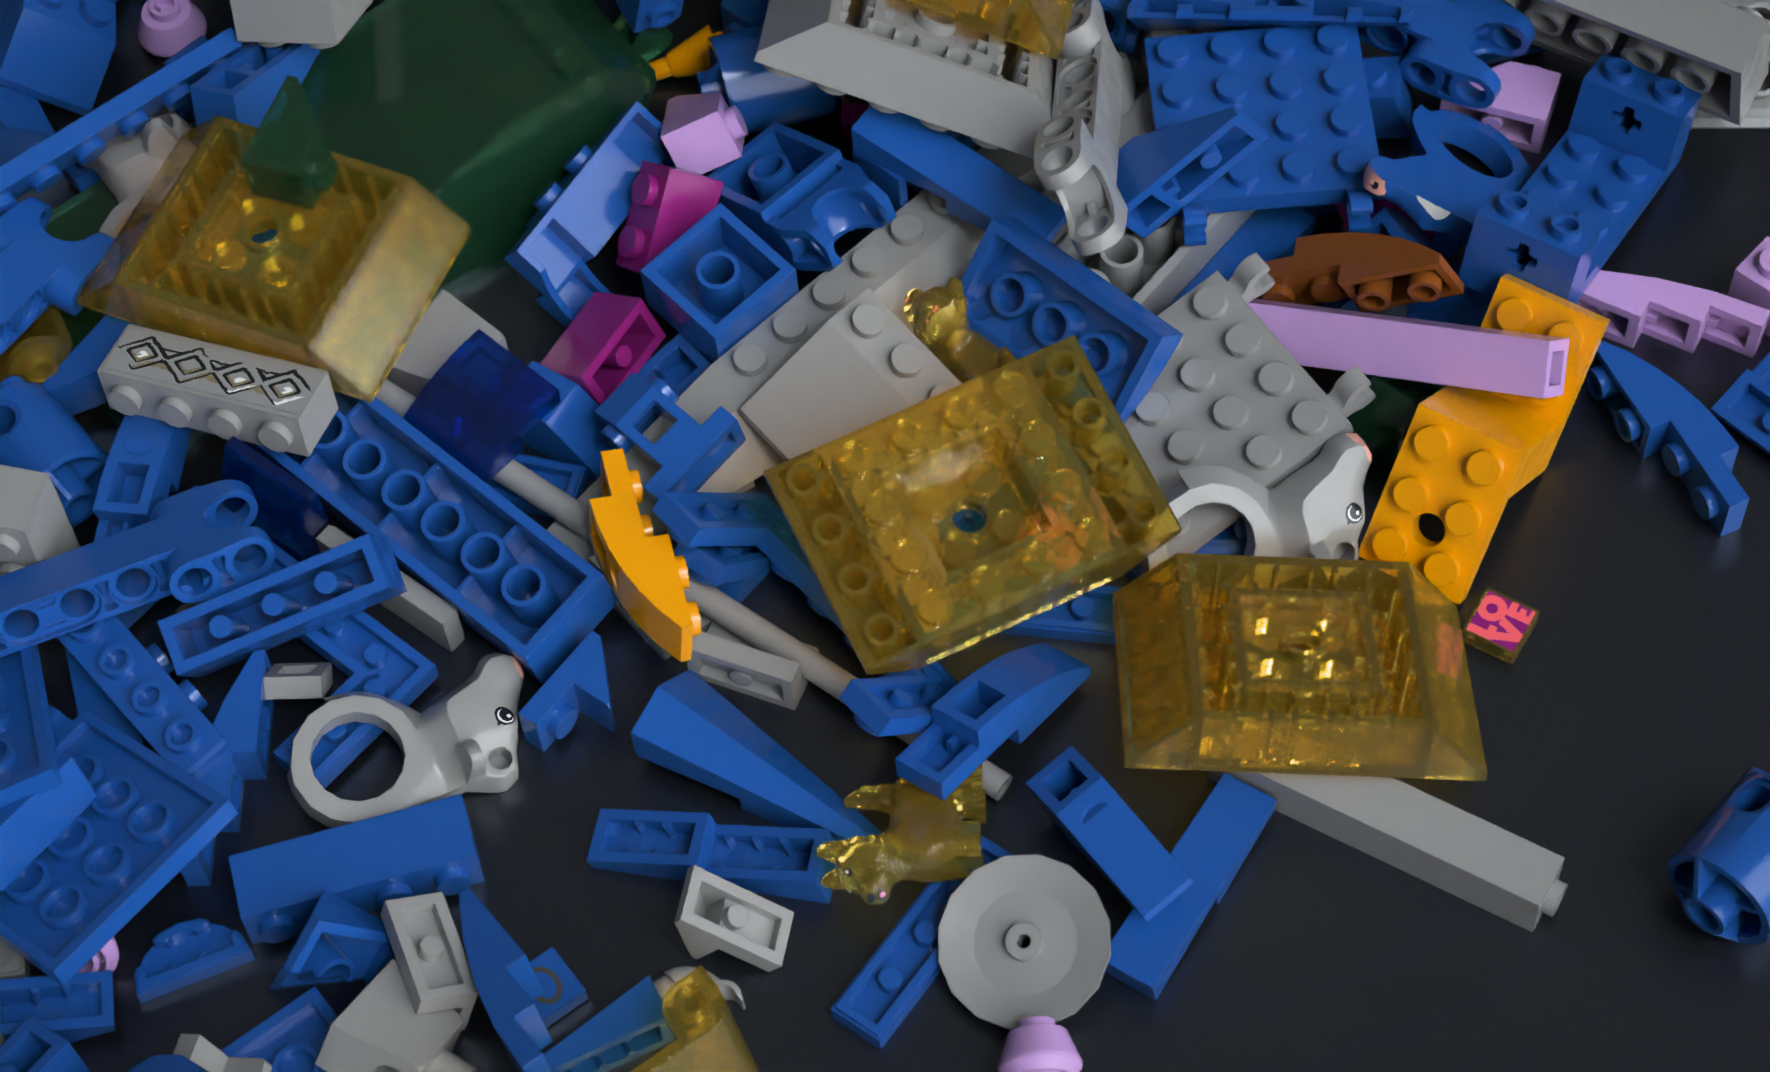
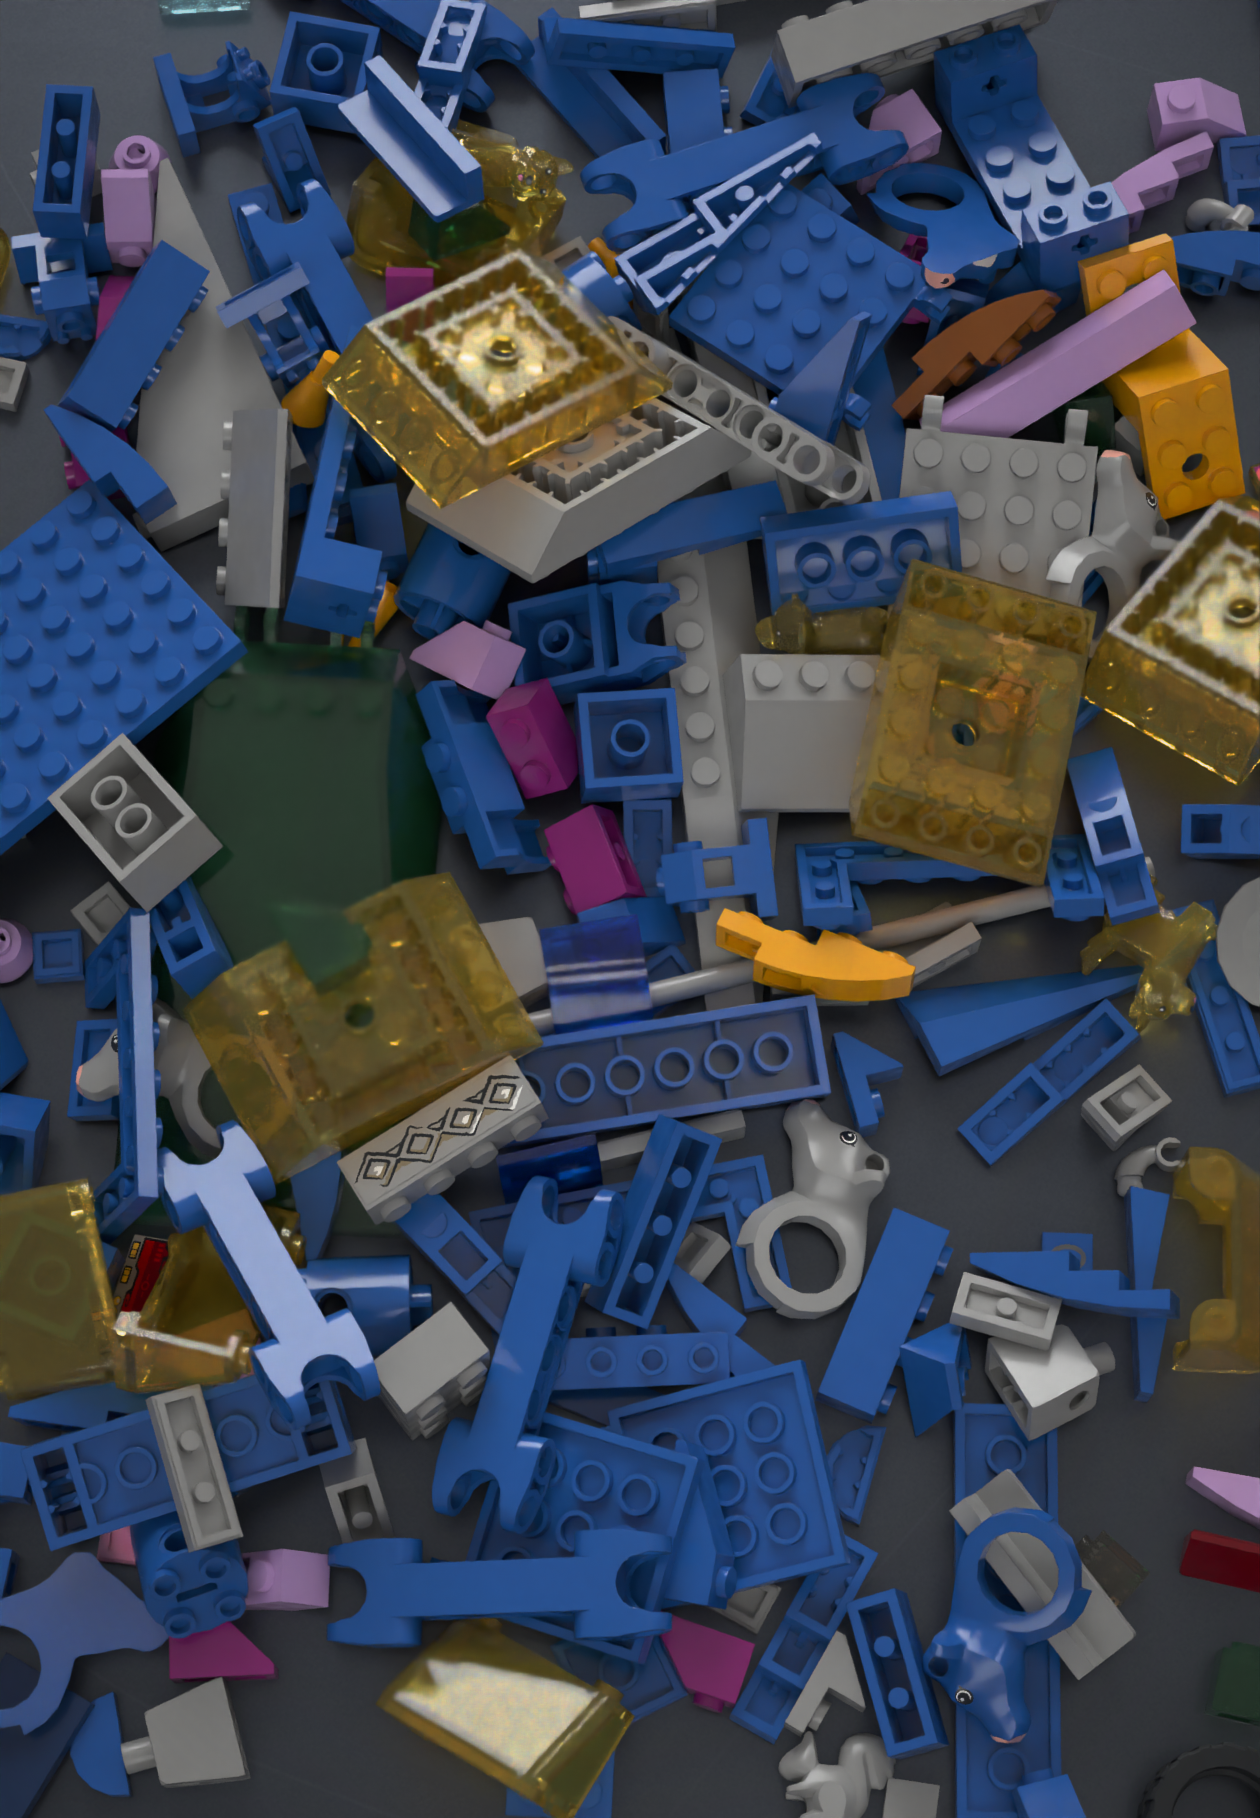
camera: 55 degrees left, 15 degrees up
(1707, 387) = (1206, 210): none -> light grey arm

